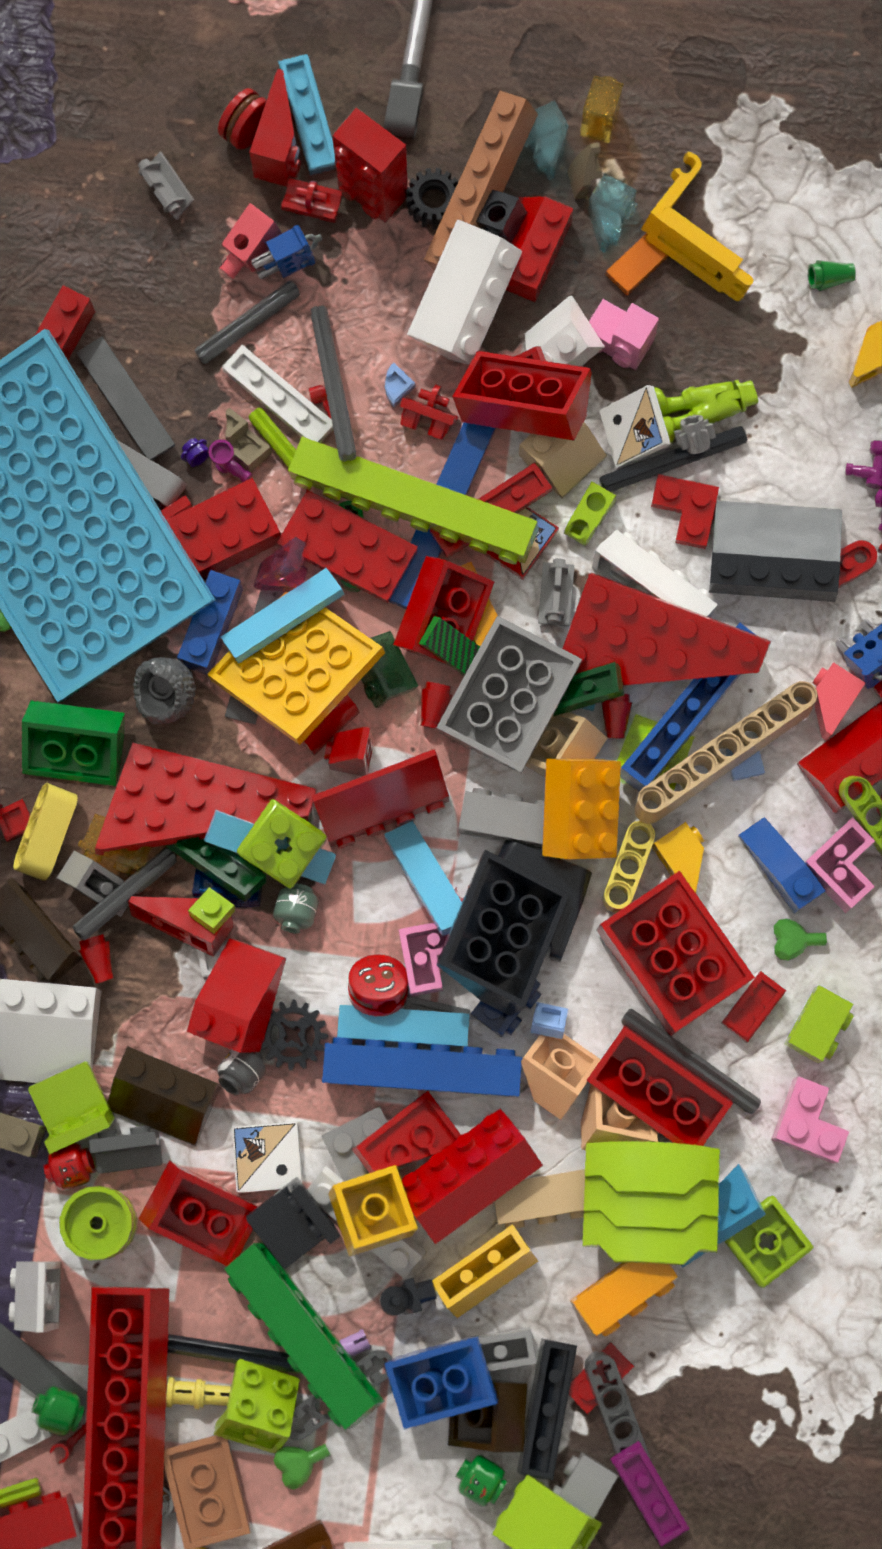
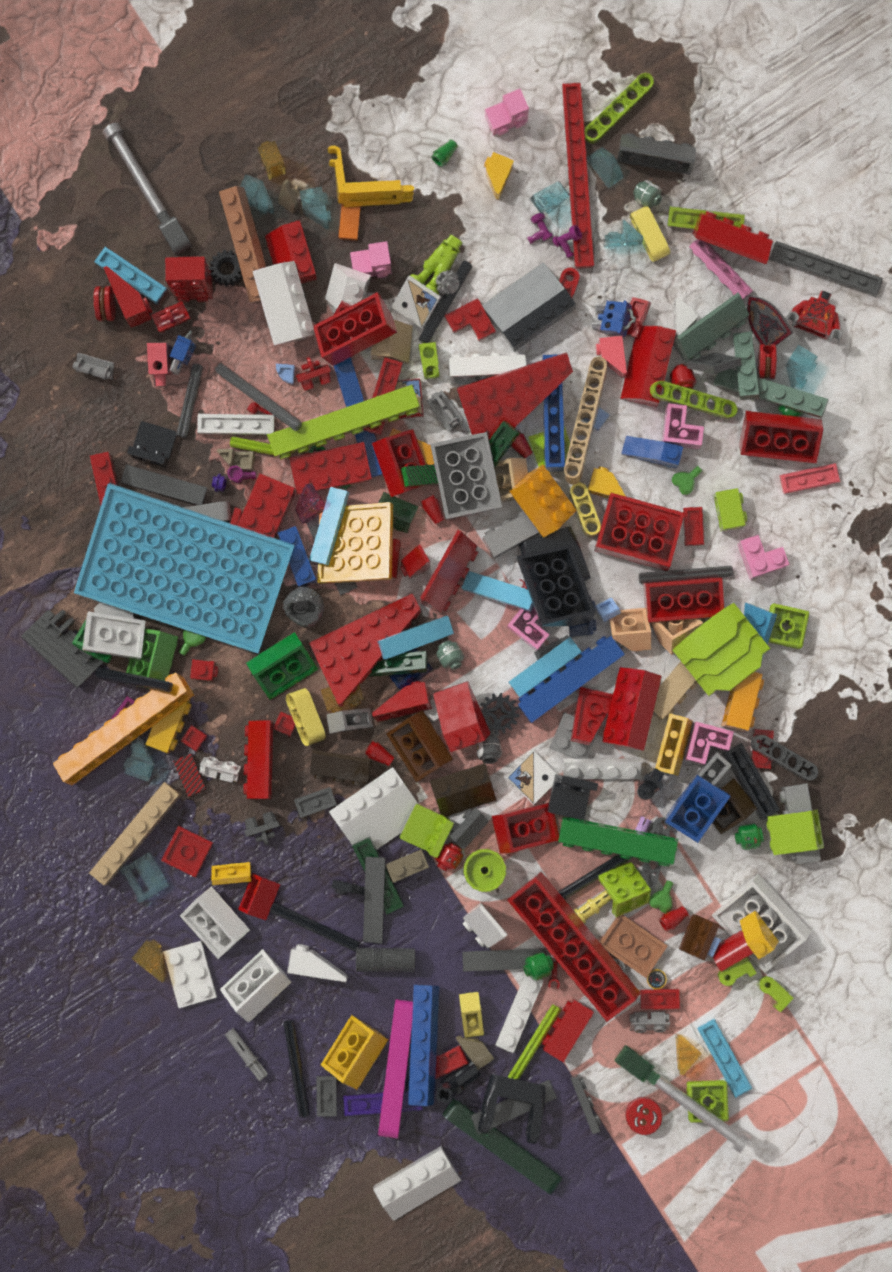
camera: 45 degrees left, 5 degrees up
(120, 896) = (366, 719): dark grey axle -> none
(155, 338) = (153, 444): none -> black bracket
(156, 991) = (419, 746): none -> reddish brown slope
(211, 910) = (415, 688): lime plate -> none
(274, 824) = (413, 622): lime brick -> none
(288, 1502) = (672, 919): none -> red cone
(372, 1210) = (603, 759): yellow brick -> none
(378, 985) = (518, 658): red head -> none
(499, 206) = (264, 246): black brick -> none
(532, 1295) = (704, 737): none -> bright pink brick
(649, 1493) = (826, 779): magenta tile -> none

